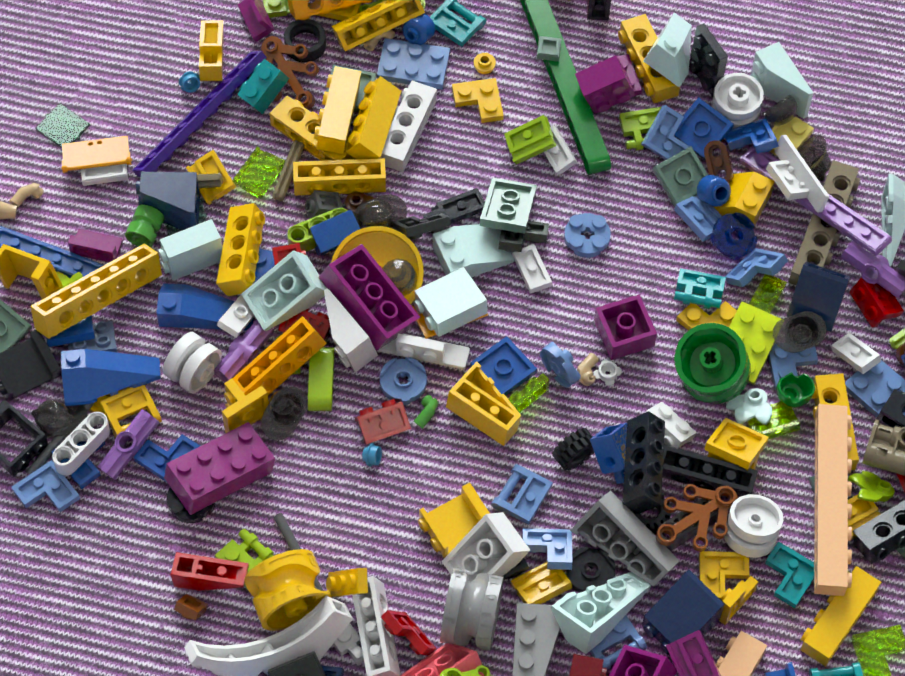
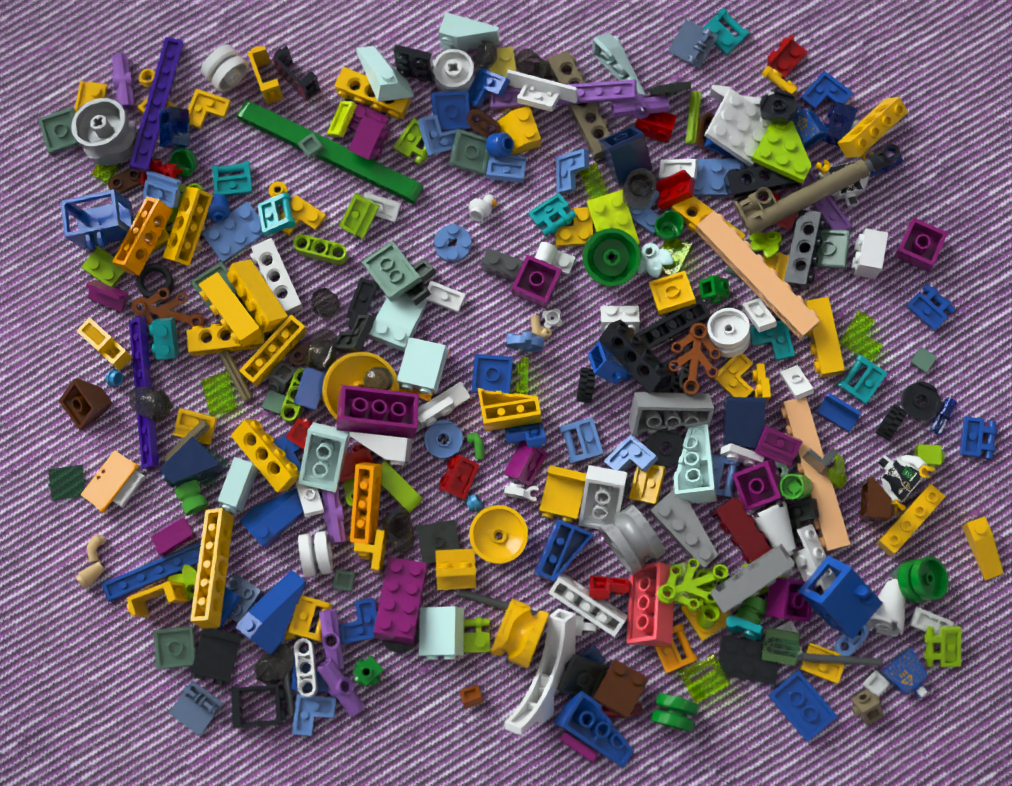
camera: 40 degrees left, 15 degrees up
(95, 472) = (341, 687): none -> medium lavender piece
(128, 499) = (375, 671): none -> green brick
(145, 78) = (84, 402): none -> reddish brown slope
(193, 412) = (344, 580): none -> sand green tile
(194, 123) = (150, 403): none -> clear smoke piece
(207, 573) = (463, 668): red slope -> none
(224, 527) = (441, 632): none -> light aqua brick
(294, 216) = (273, 402): none -> sand green tile
(295, 491) = (455, 569): none -> yellow bracket
(306, 458) = (437, 537): none -> pearl dark grey plate
(347, 582) = (548, 595): yellow plate -> none
(362, 483) = (493, 521): none -> yellow dish
(404, 561) = (560, 549): none -> blue wedge
(418, 479) = (516, 491): none -> white plate
(424, 180) = (325, 303): none -> clear smoke hair
(453, 466) = (525, 463): none -> magenta panel
(456, 72) = (270, 214): none -> teal plate
(467, 128) = (314, 243): none -> lime beam
(478, 442) = (532, 433): none -> blue plate
(599, 54) = (341, 119): none -> neon yellow tile
(607, 283) = (501, 264): none -> dark grey brick
(642, 227) = (481, 208): none -> white animal
(650, 634) = (740, 454): none -> white plate
(662, 319) = (550, 255): none -> white plate
(726, 244) = (530, 166): clear blue plate -> none
(772, 628) = (797, 382): none -> white plate
(780, 479) = (714, 289): none -> green brick
(798, 539) = (759, 315): none -> white plate
(833, 362) = (675, 189): none -> red bracket

